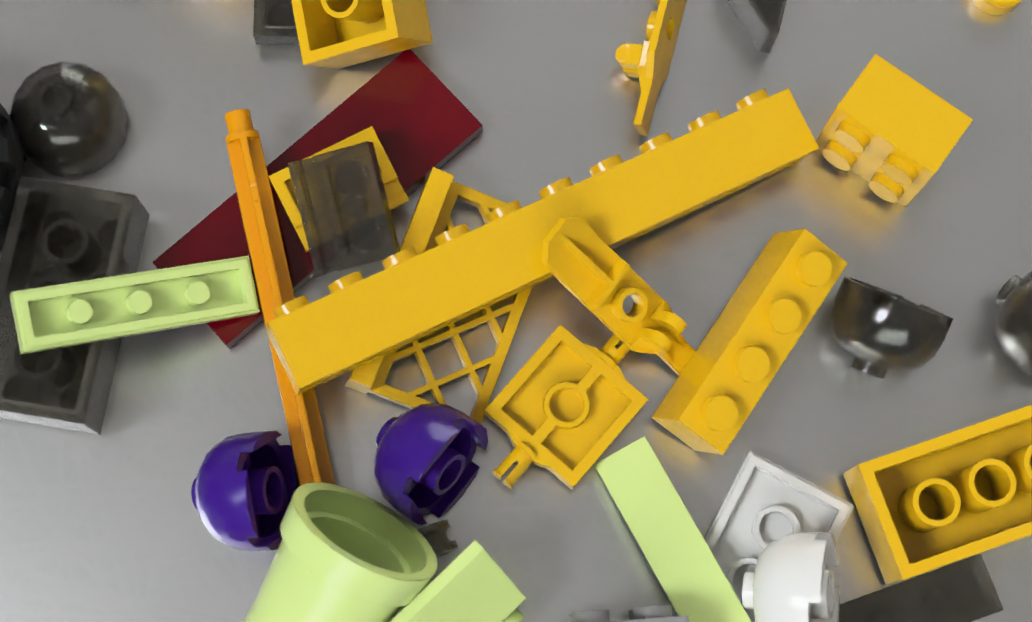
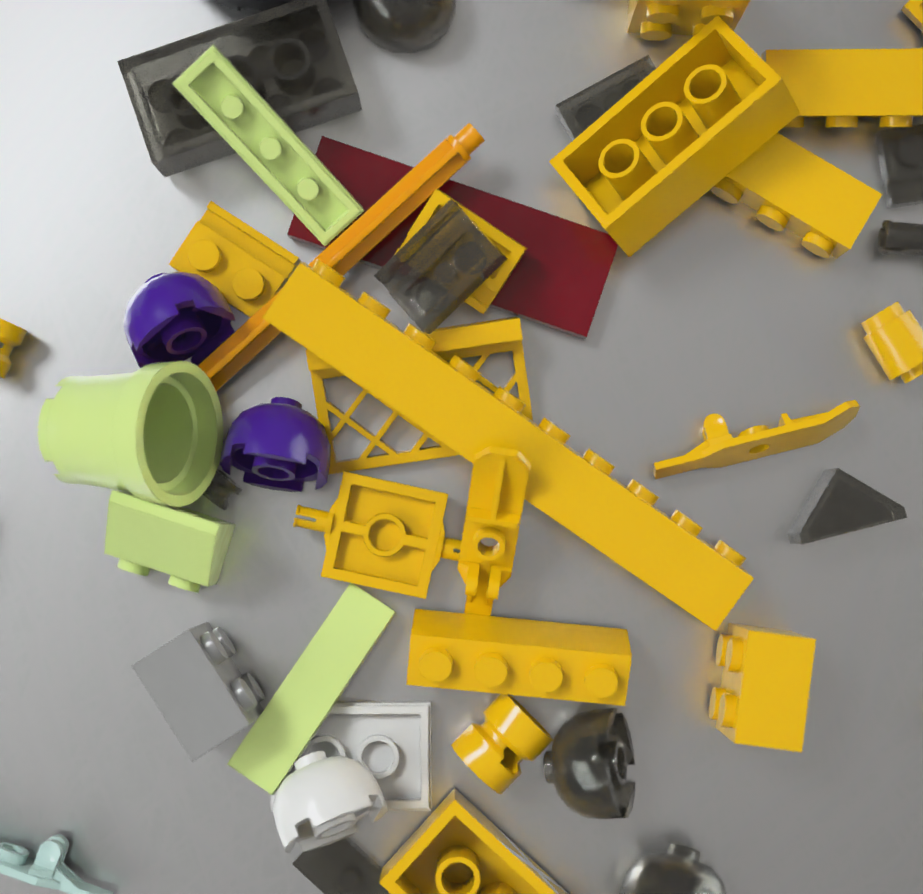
camera: 65 degrees right, 10 degrees up
(220, 404) = (235, 259): none -> yellow plate
(822, 399) = (501, 742): none -> yellow wheel

